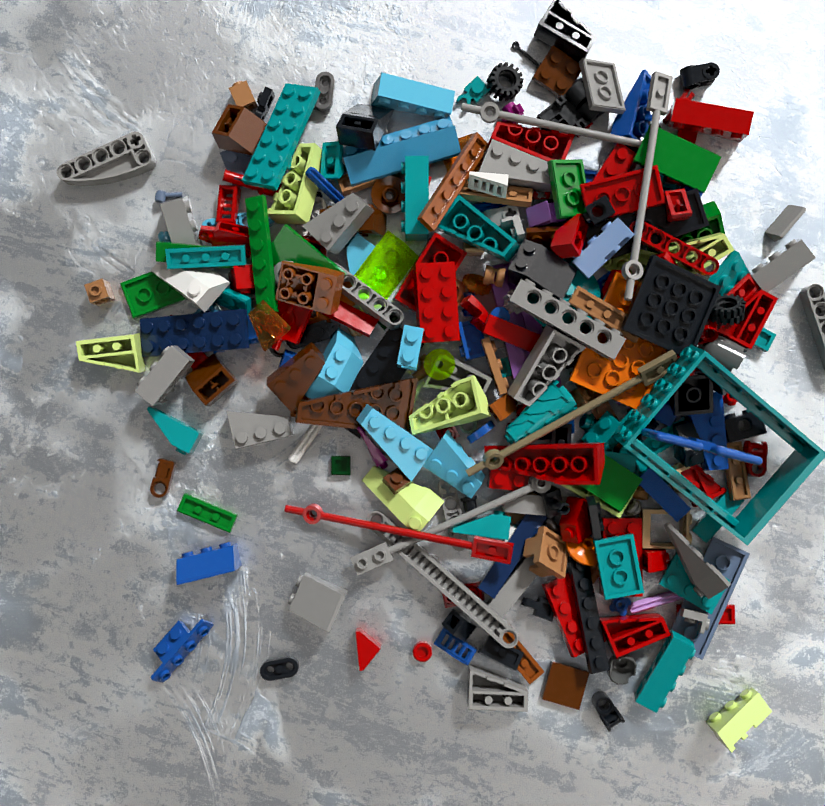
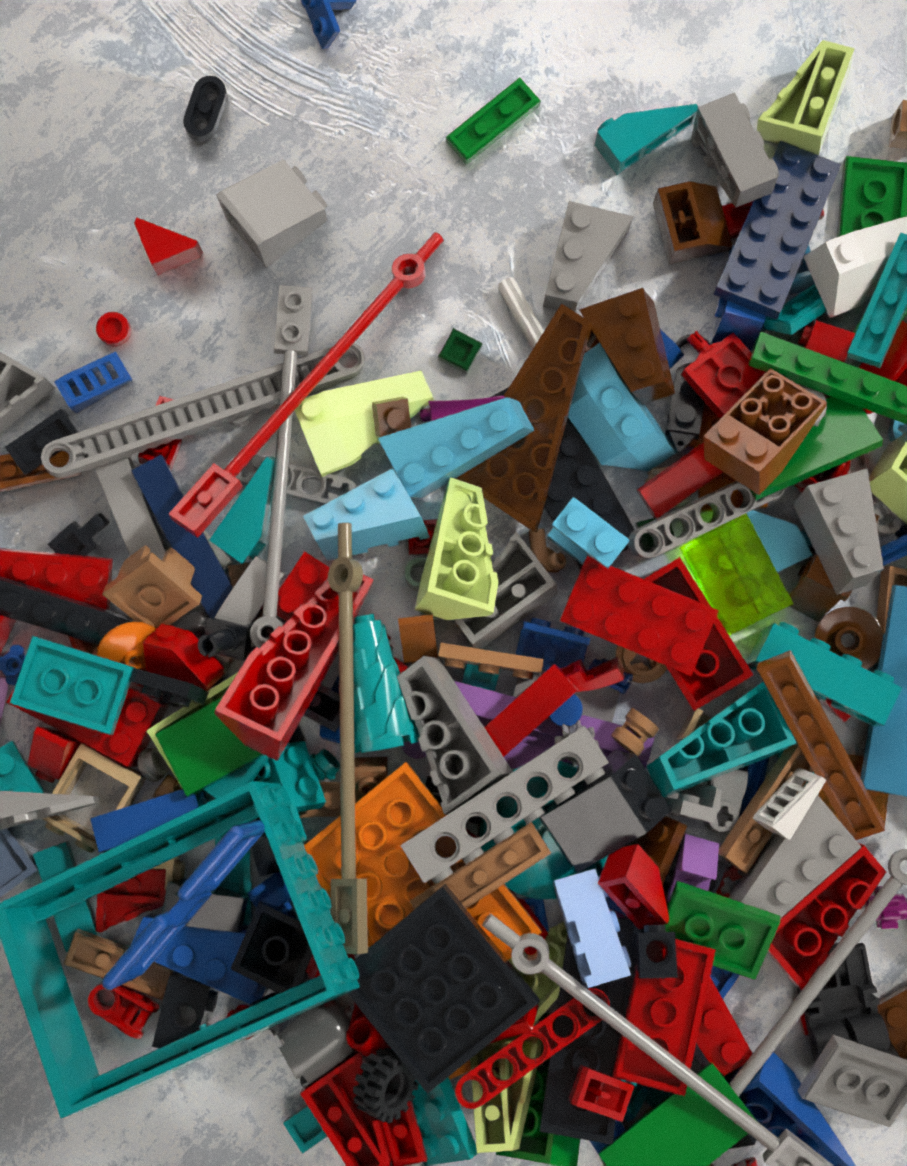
camera: 120 degrees right, 5 degrees down
(163, 475) = (581, 86): reddish brown piece -> none
(207, 563) = (417, 79): blue slope -> none
(267, 325) = (736, 337): clear orange wing -> none
(439, 355) = (538, 587): clear neon green piece -> none
(459, 625) = (120, 397): black brick -> none
(468, 503) = (294, 513): black bush -> none
(475, 284) = (644, 692): clear orange gear -> none
(480, 431) = (398, 587): blue piece -> none

